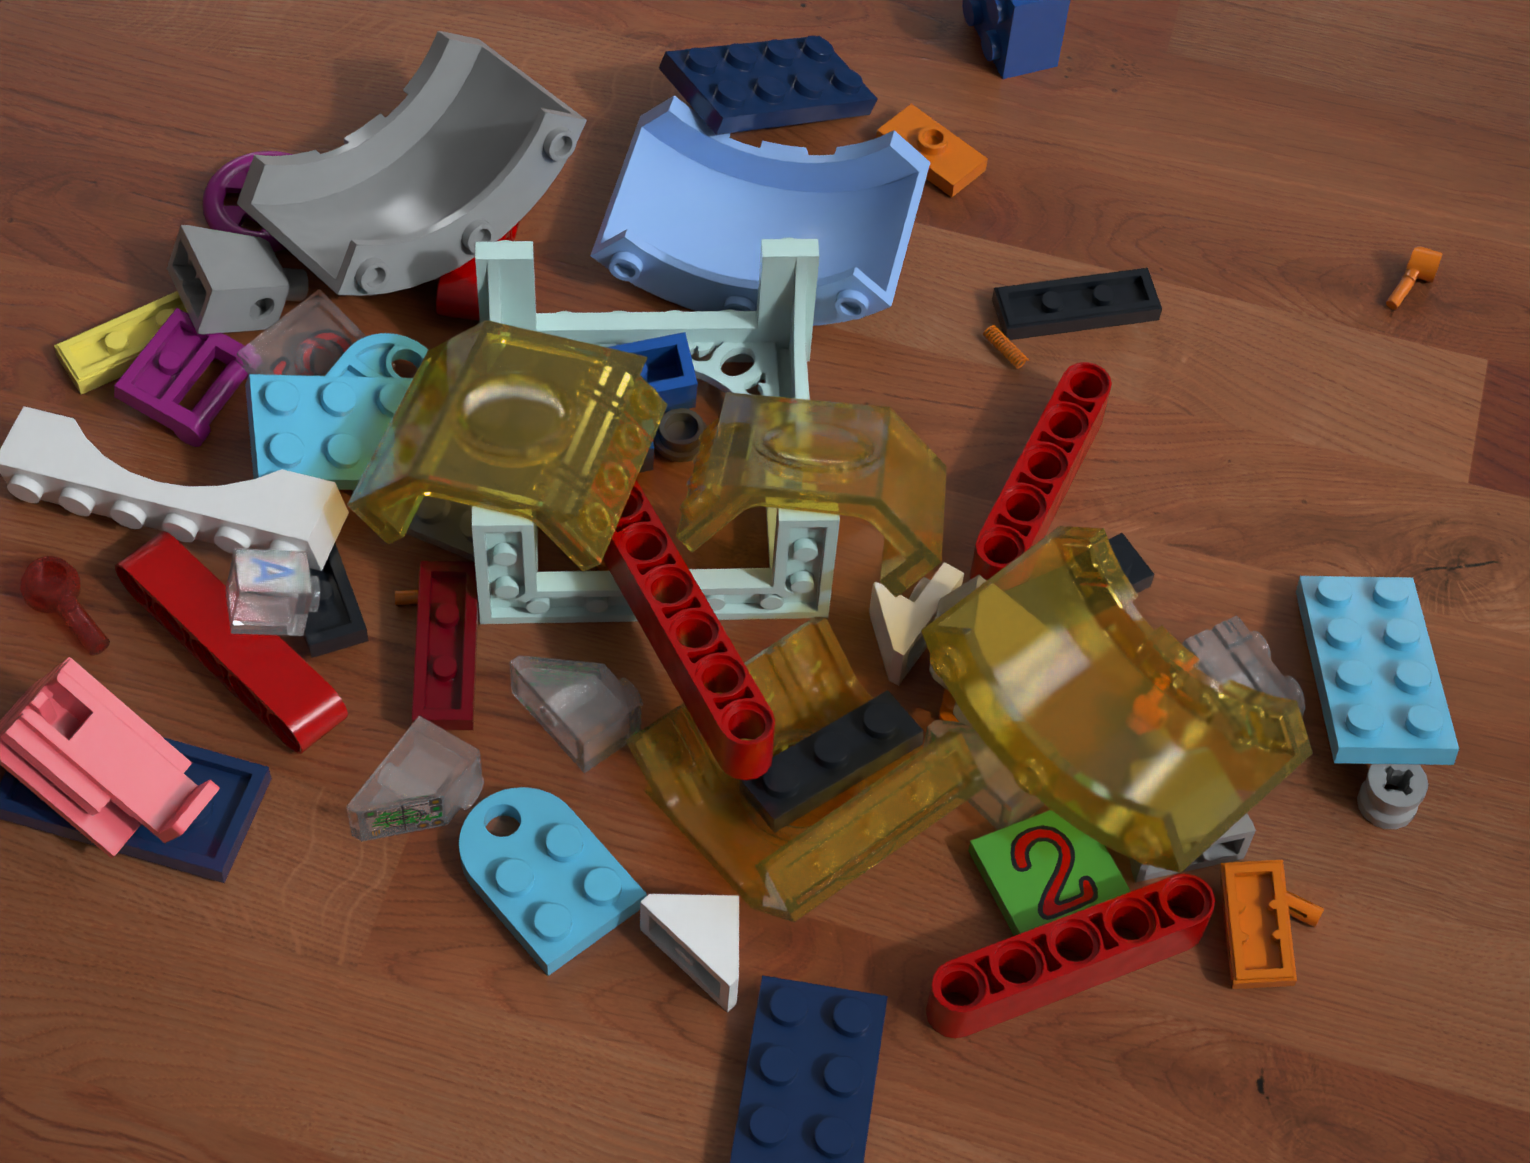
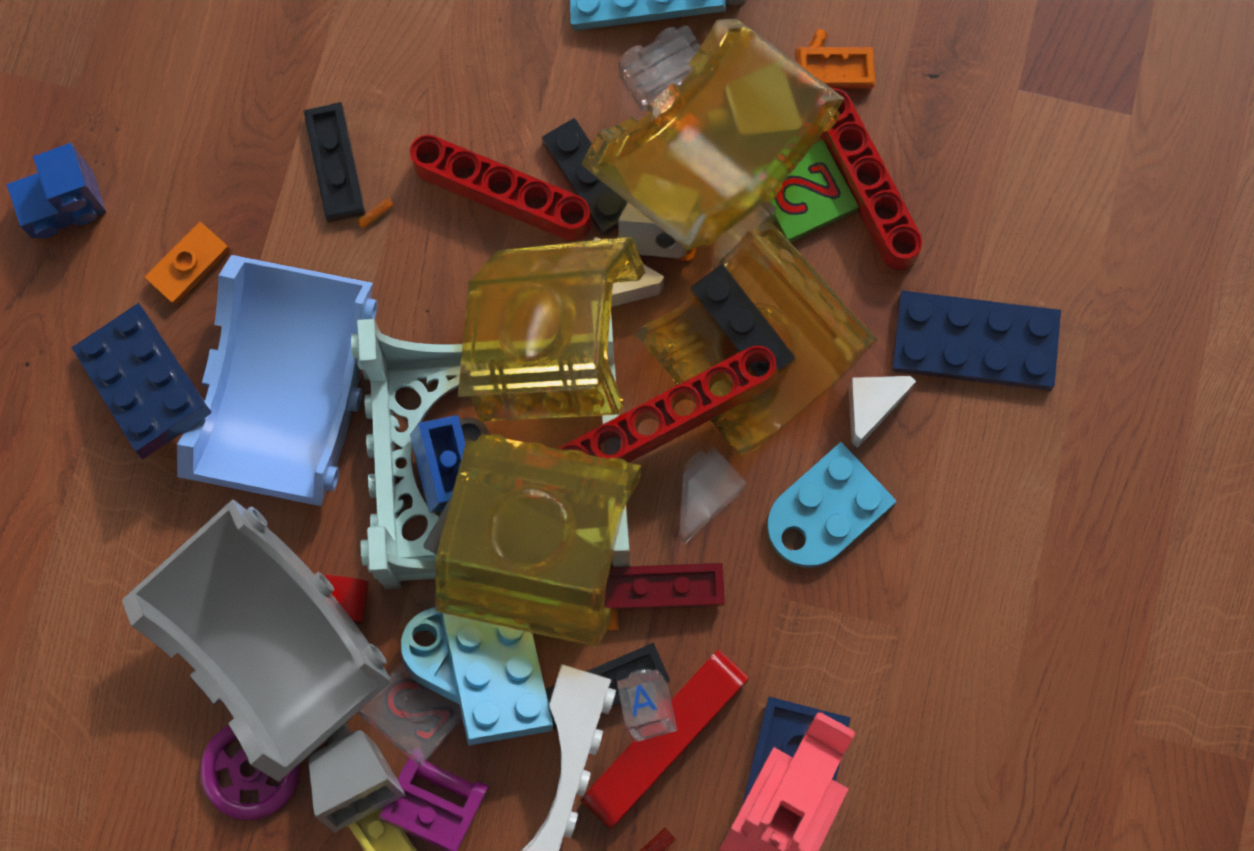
camera: 85 degrees left, 20 degrees up
(417, 784) = (772, 594): clear slope -> none

